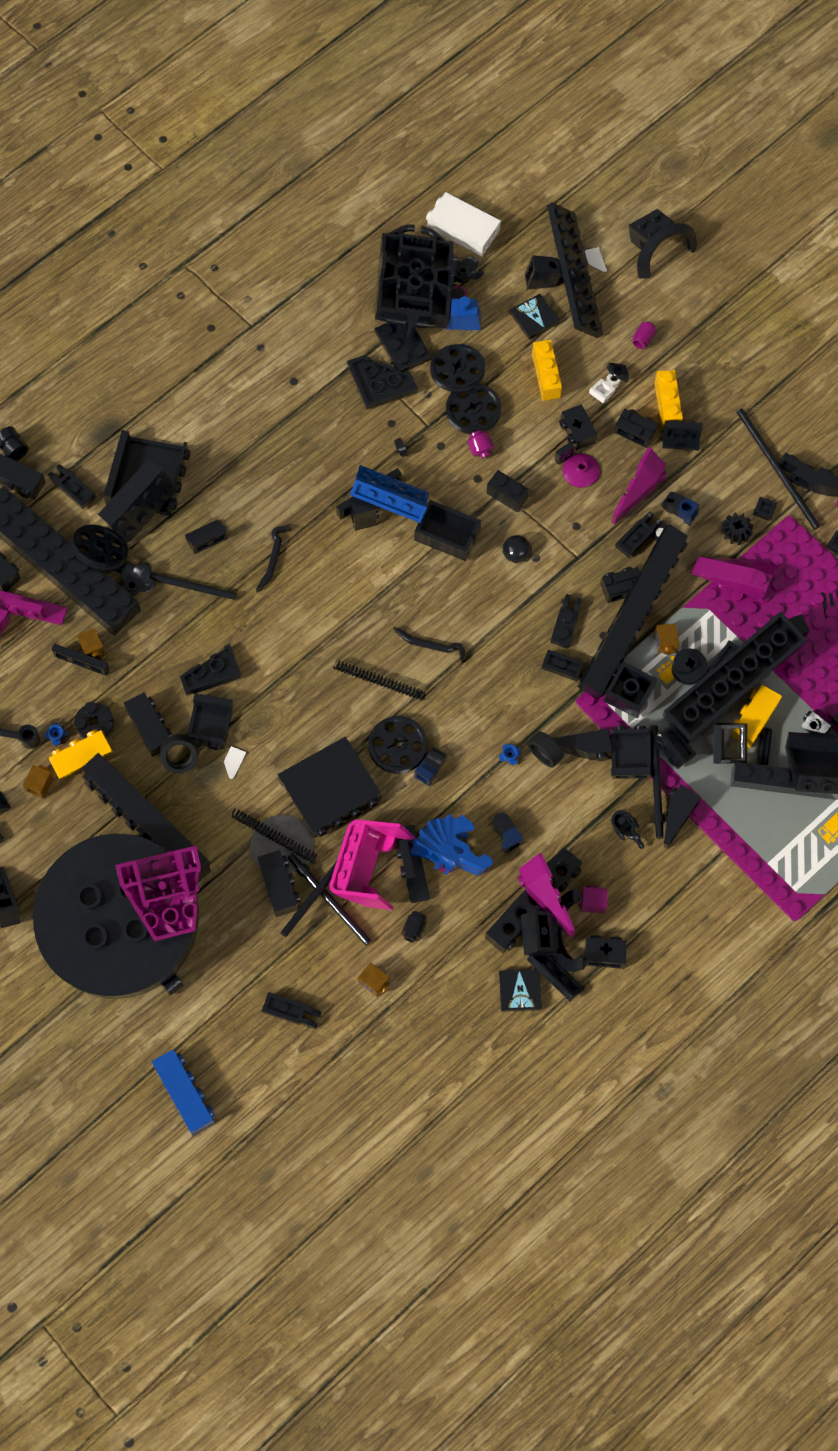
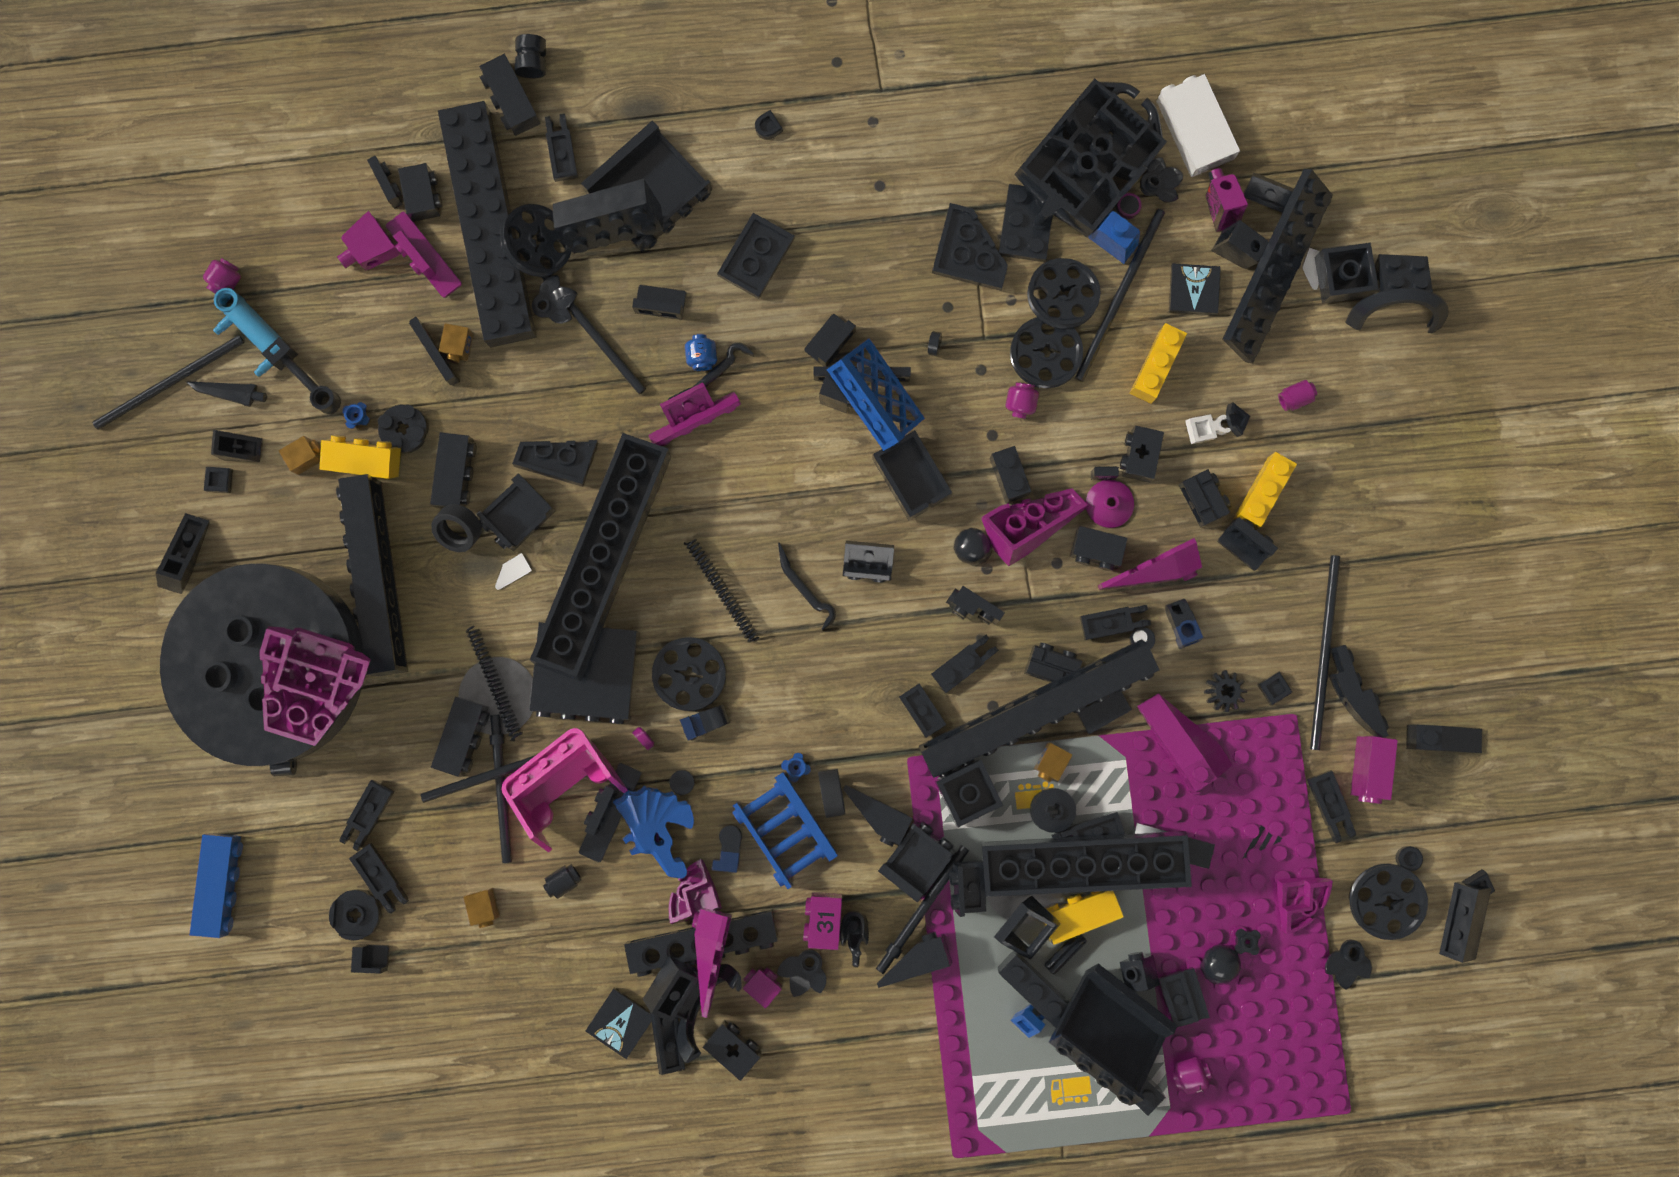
camera: 40 degrees right, 15 degrees up
(196, 390) = (767, 126): none -> black tile
(247, 469) = (756, 255): none -> black plate
(251, 974) = (367, 813): none -> black hinge
(257, 547) = (700, 352): none -> blue head
(276, 586) = (690, 411): none -> magenta bracket
(289, 705) = (601, 557): none -> black brick
(294, 1034) = (345, 924): none -> black plate
(323, 1066) = (369, 958): none -> black panel
(332, 488) = (830, 340): none -> black panel
(399, 802) = (643, 738): none -> magenta tile
(443, 810) = (682, 782): none -> black tile
(458, 599) = (868, 561): none -> black bracket
(492, 348) = (1119, 296): none -> black piece
(504, 877) = (692, 894): none -> magenta brick
(513, 253) = (1225, 199): none -> magenta torso
(535, 234) = (1268, 192): none -> black plate
(540, 515) = (1026, 525): none -> magenta wedge
(546, 577) = (966, 603): none -> black plate
(547, 781) = (809, 829): none -> blue fence
(594, 498) = (1098, 548): none -> black brick
(601, 828) = (824, 923): none -> magenta brick
(615, 877) = (801, 975): none -> black plate
(617, 248) = (1346, 273): none -> black brick
(673, 591) = (1104, 712): none -> black tile
(775, 801) = (1028, 1021): none -> blue tile

